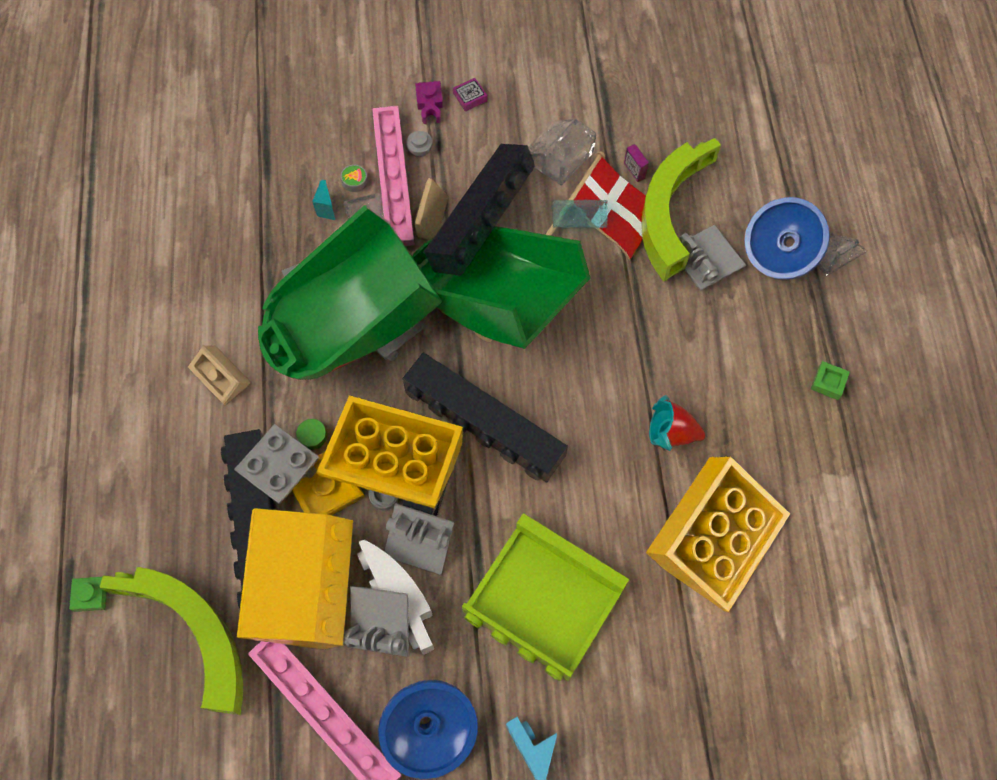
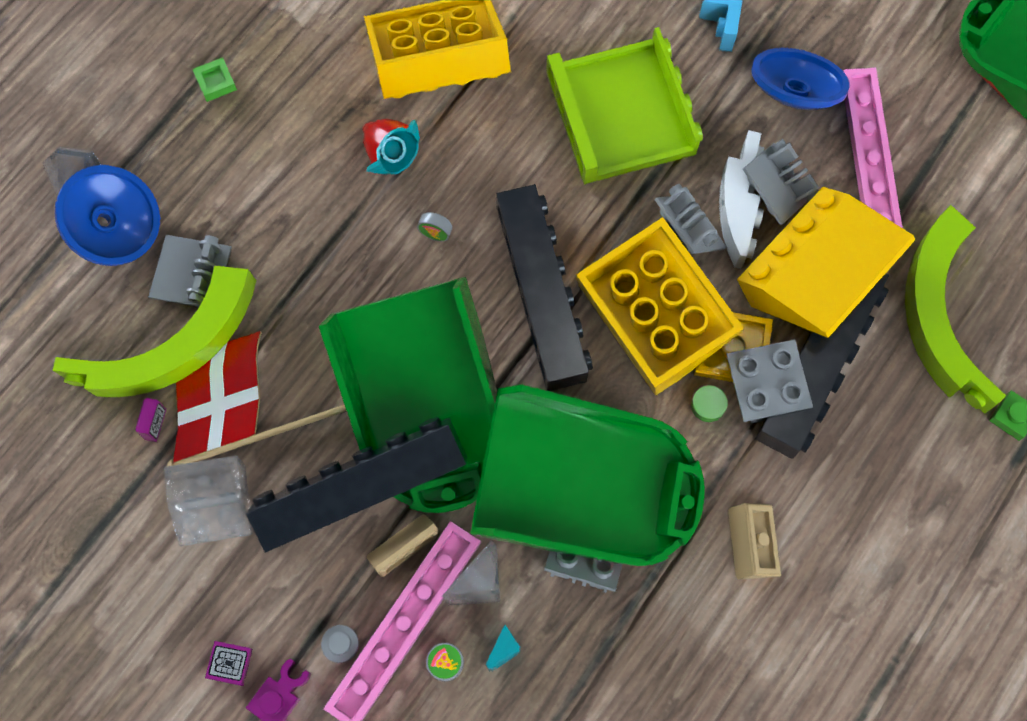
camera: 140 degrees left, 5 degrees up
(579, 213) = (261, 413): clear light blue slope -> none
(589, 400) = (434, 226): none -> tile

